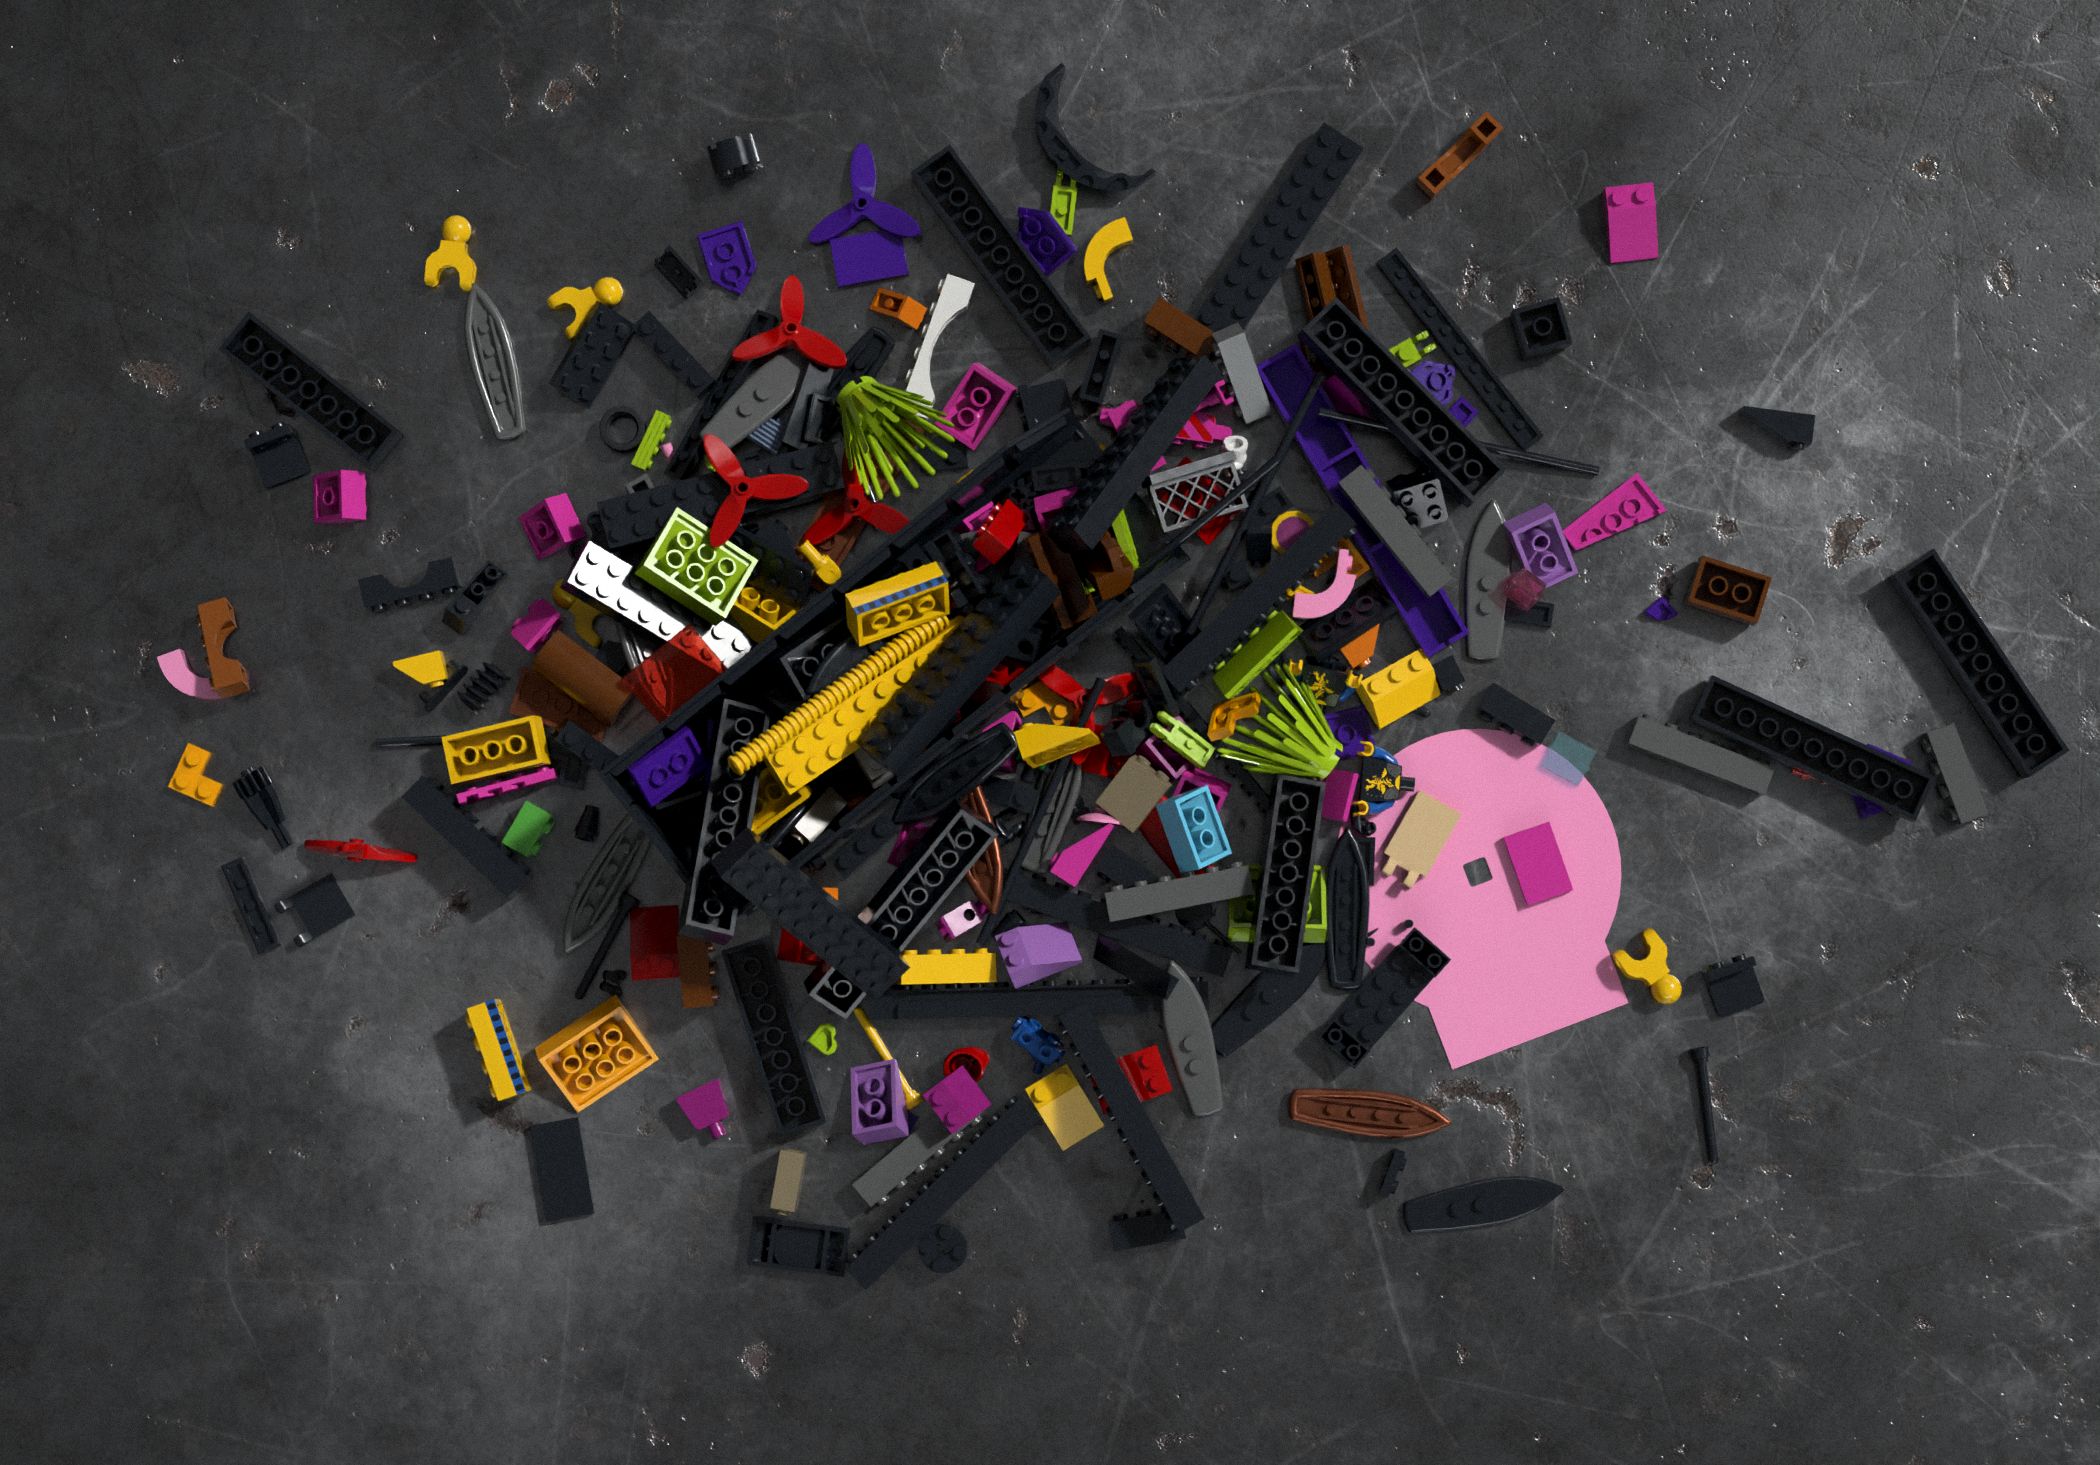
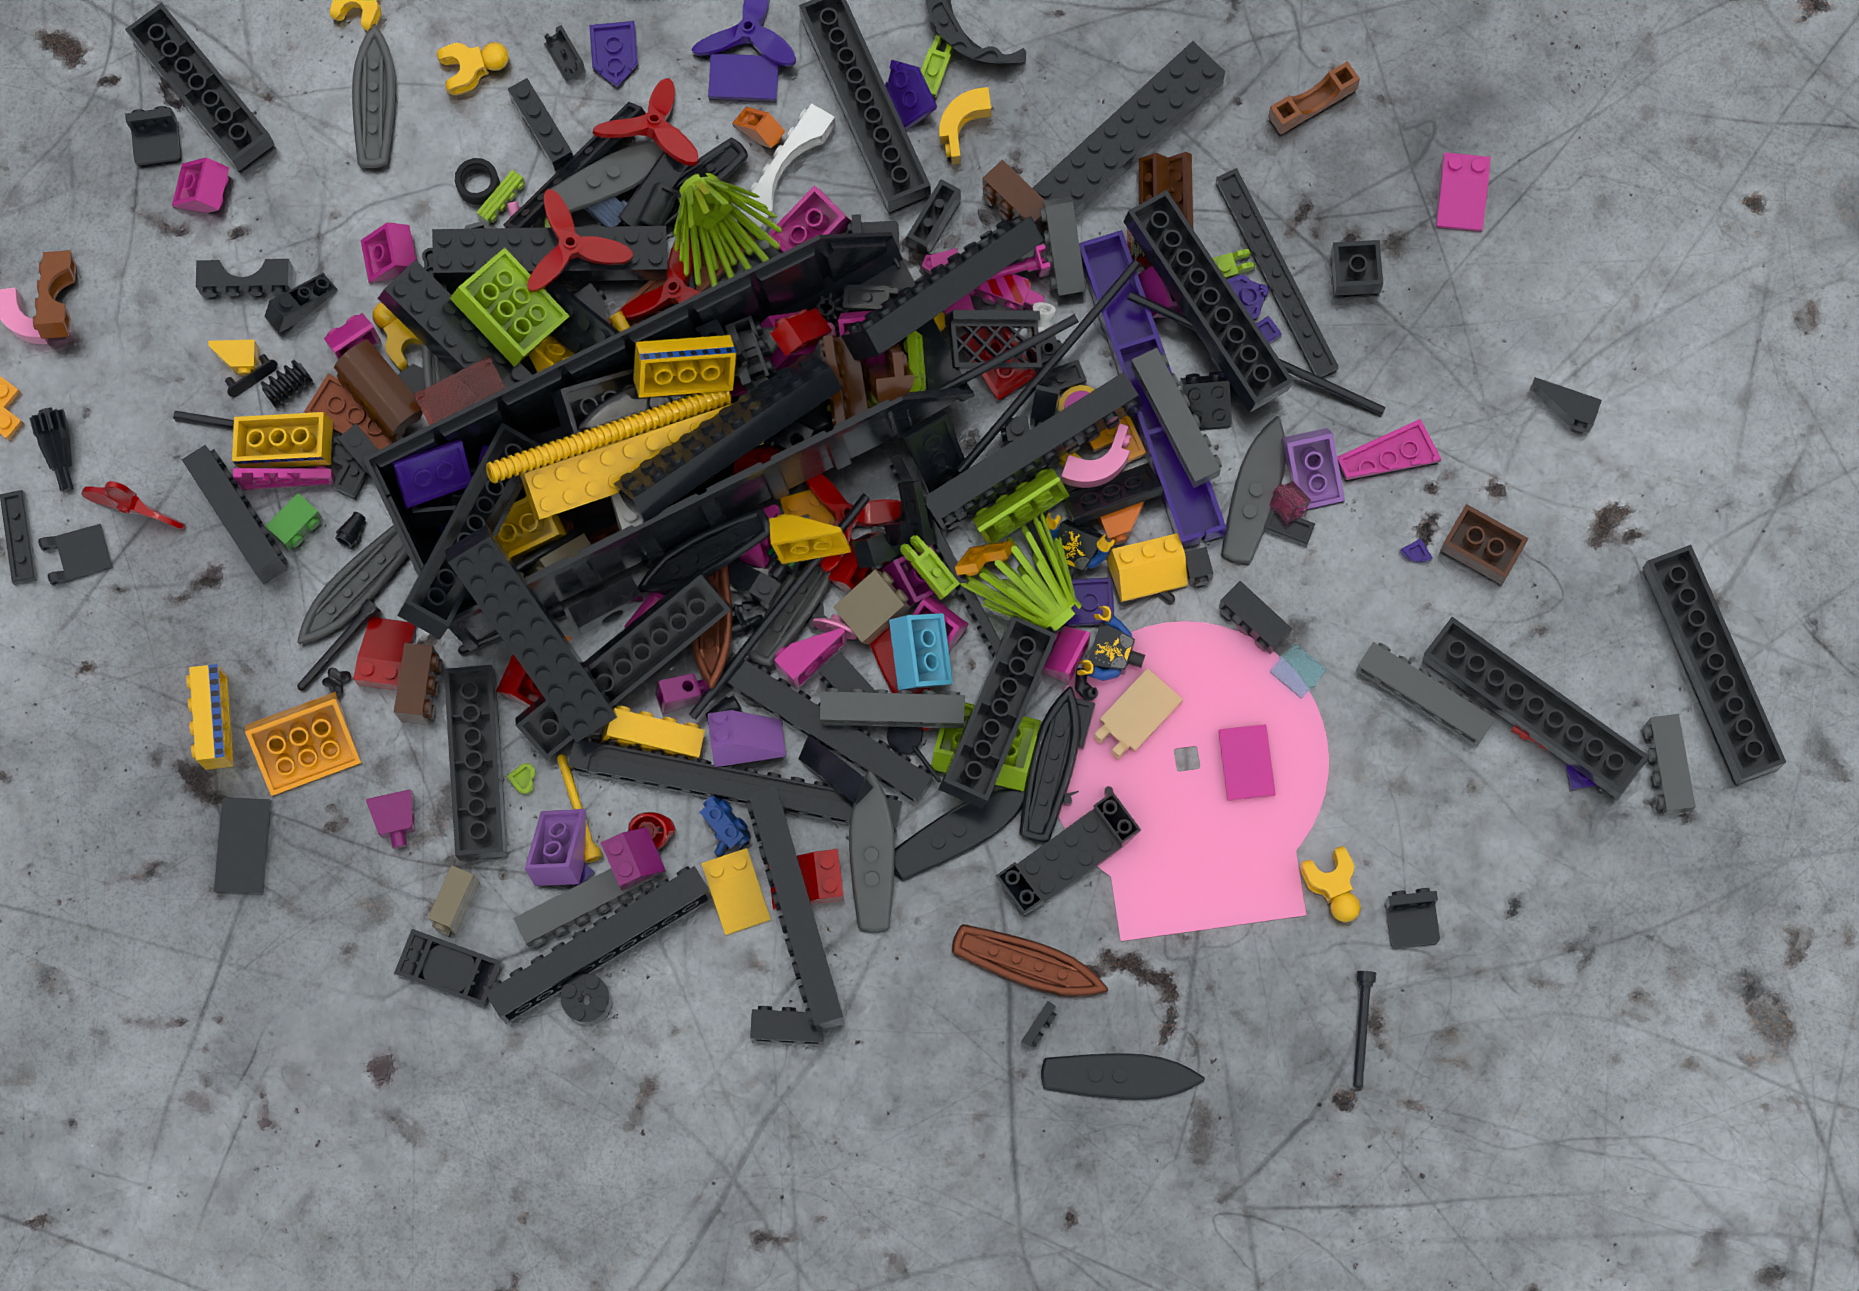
camera: 15 degrees right, 10 degrees down
(592, 354) = (465, 107): black plate -> none

